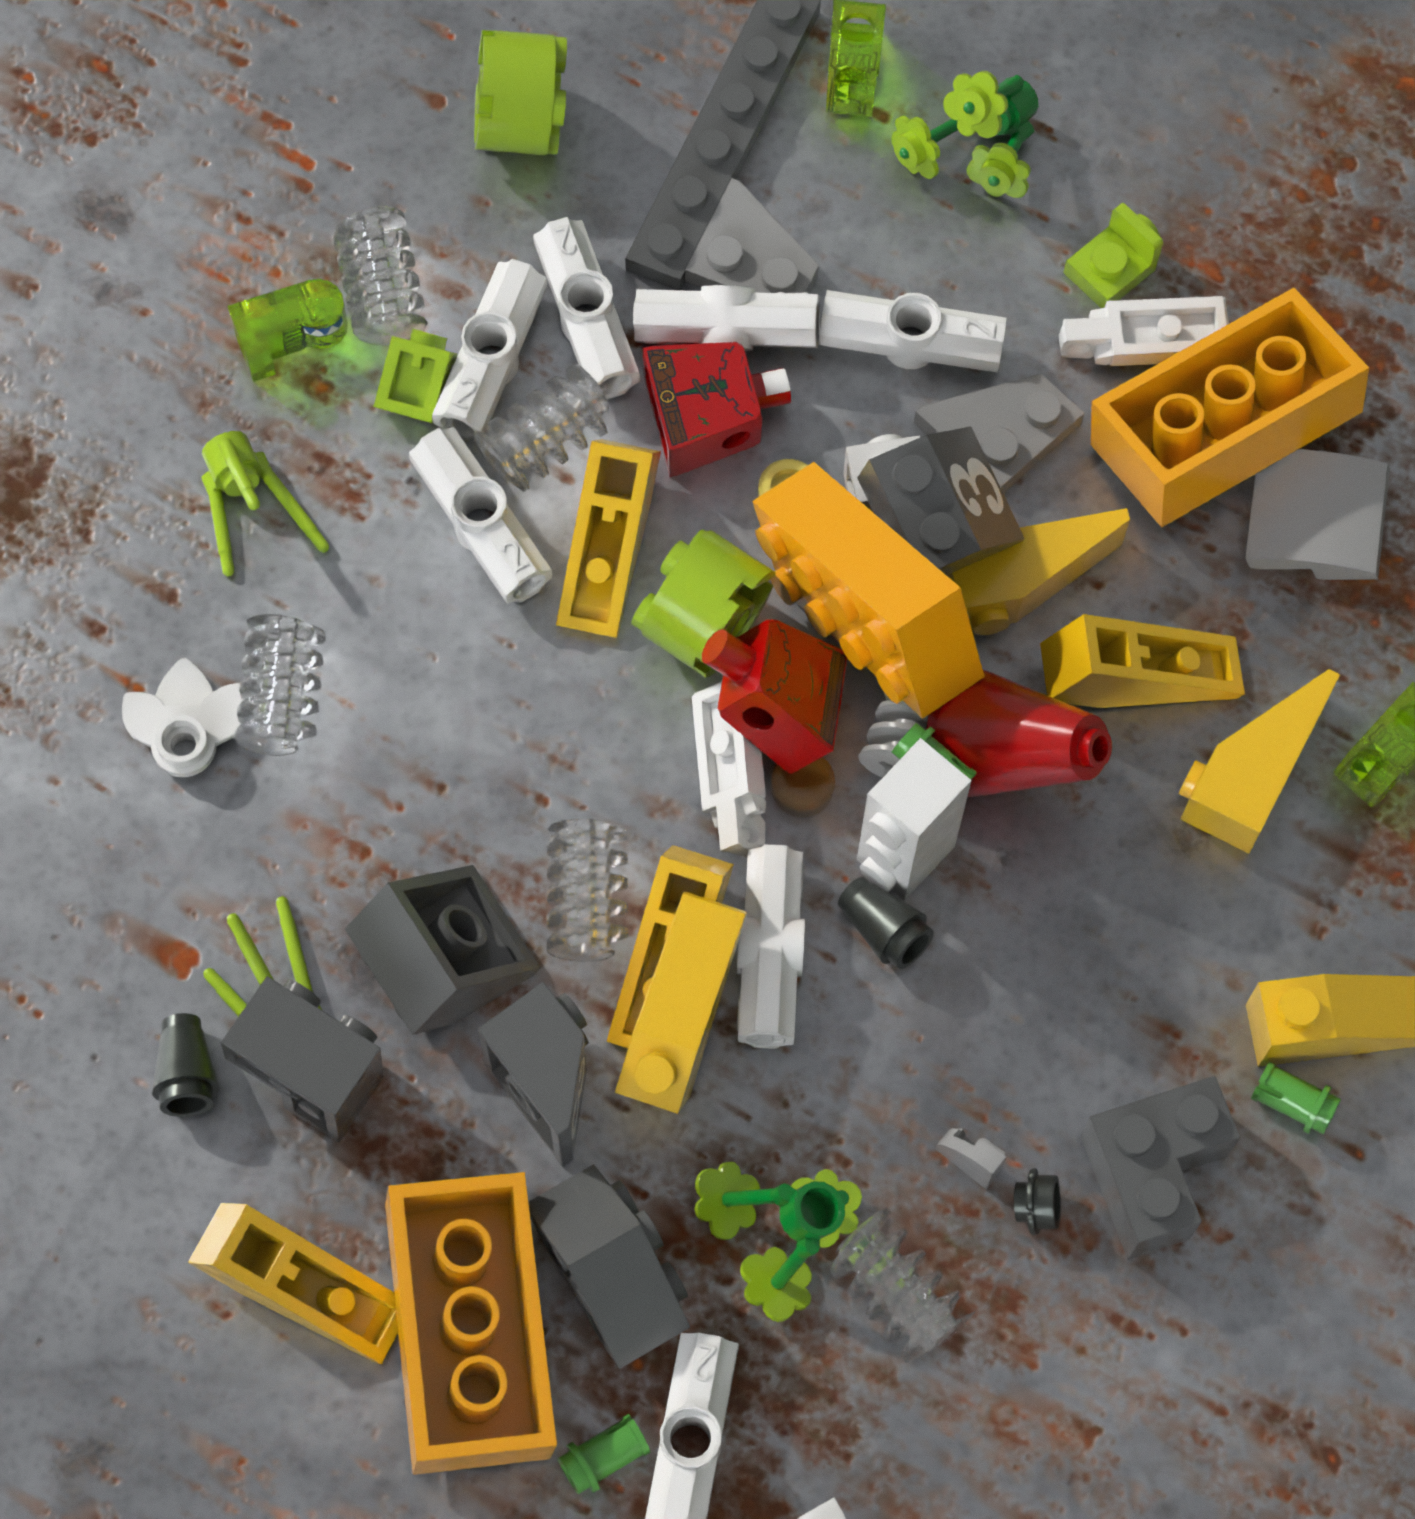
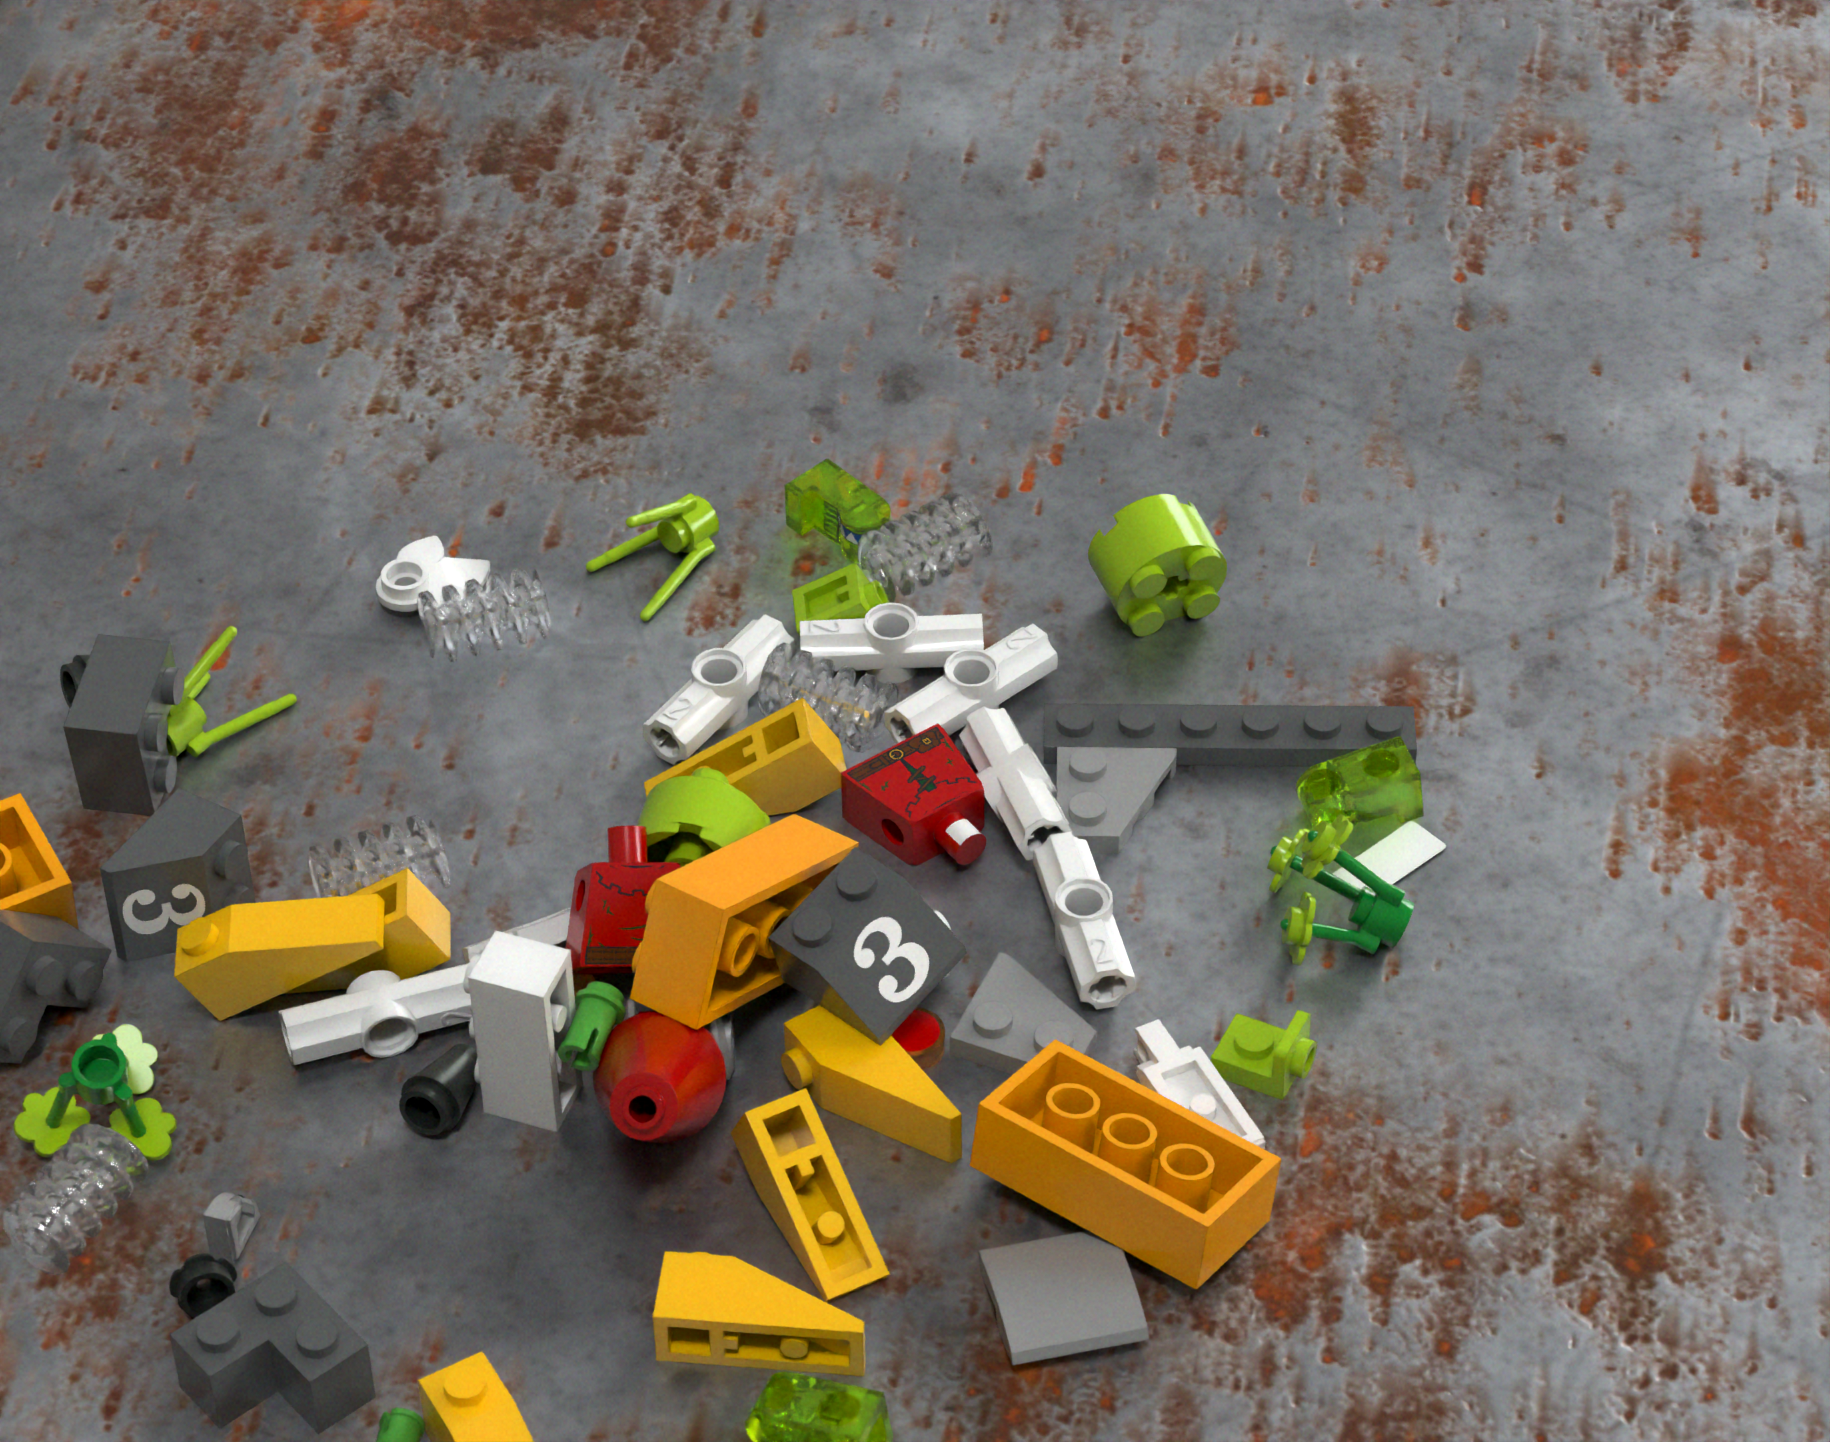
camera: 70 degrees right, 25 degrees down
(440, 947) = (290, 793): dark grey slope -> none
(920, 76) = (1396, 854): none -> white sticker

